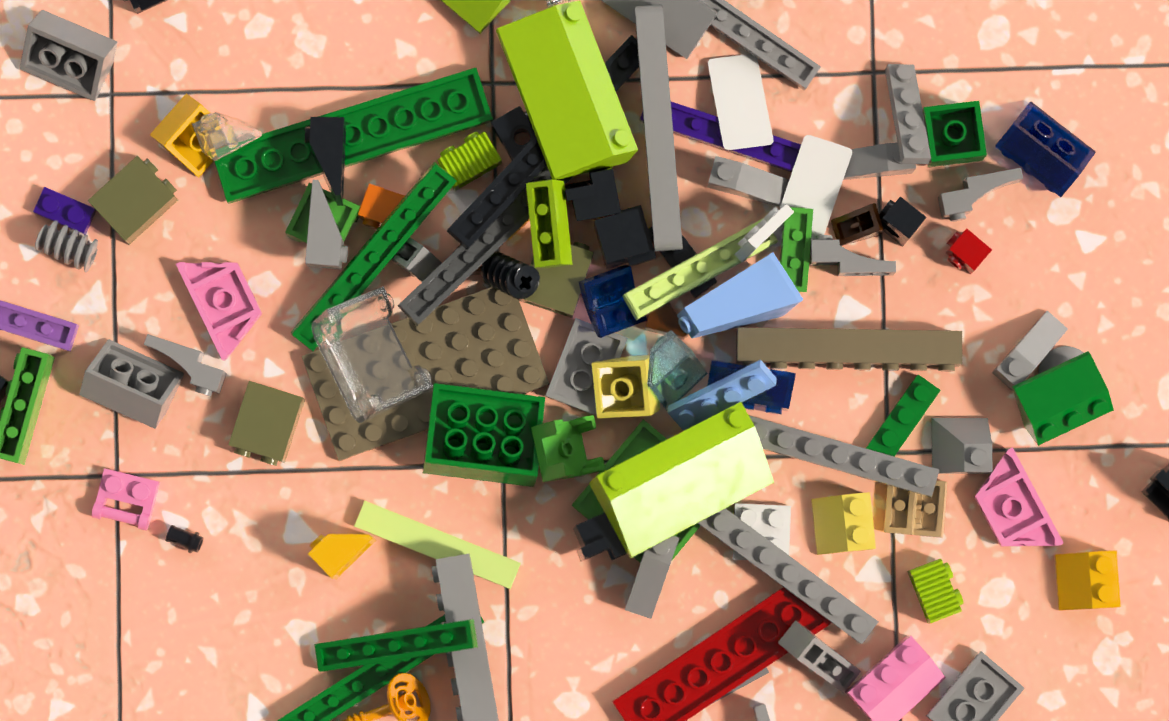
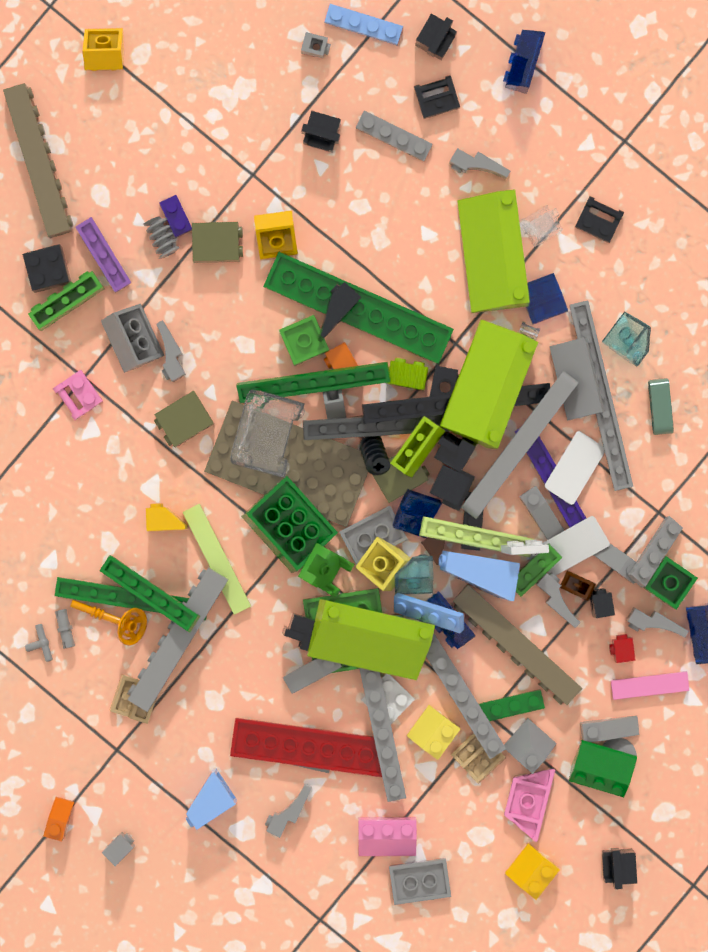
camera: 50 degrees right, 5 degrees up
(67, 54) = (248, 135): light grey slope -> none
(184, 539) = (90, 442): black pin -> none
(222, 301) = (216, 335): bright pink wing -> none
(223, 134) = (292, 250): clear slope -> none
(324, 239) = (296, 351): light grey slope -> none
(819, 656) = (360, 788): light grey slope -> none
(935, 590) = (449, 807): lime brick -> none
(1031, 265) = (650, 685): none -> bright pink tile

